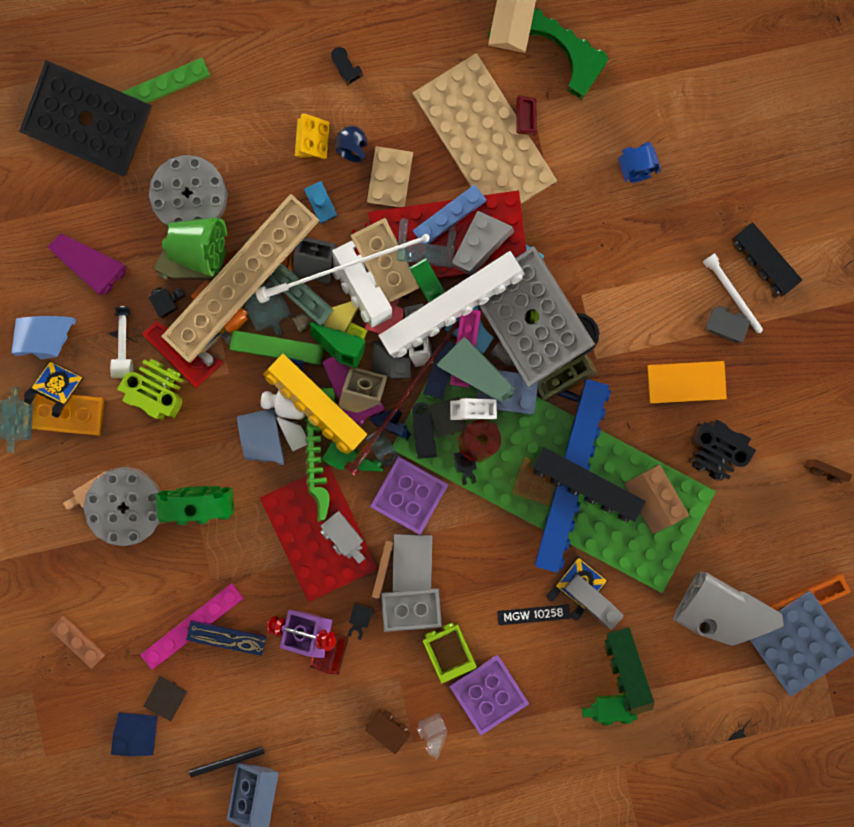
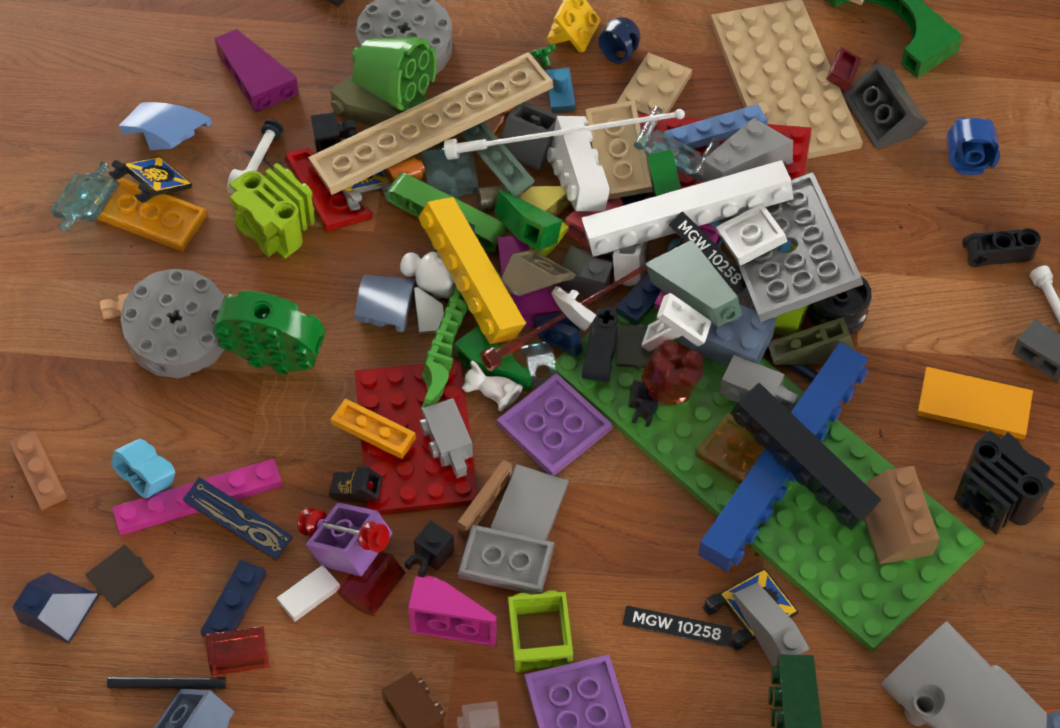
camera: 15 degrees right, 30 degrees down
(149, 622) = (143, 468): none -> medium azure brick
(246, 694) = (234, 599): none -> dark blue plate
(263, 729) = (237, 650): none -> clear red brick
(291, 545) = (373, 428): none -> light orange plate
(291, 672) = (308, 593): none -> white tile
(294, 590) = (353, 485): none -> black leg
(297, 174) = (543, 53): none -> green plant
(363, 481) = (496, 388): none -> white animal
(386, 664) = (447, 613): none -> dark pink slope
(391, 408) = (572, 309): none -> white slope
(475, 334) = (722, 263): none -> black sticker
(504, 317) = (751, 234): none -> white plate
(537, 427) = (744, 375): none -> light grey hinge
(565, 142) = (884, 107): none -> dark grey slope
(666, 252) = (1001, 247): none -> black piece

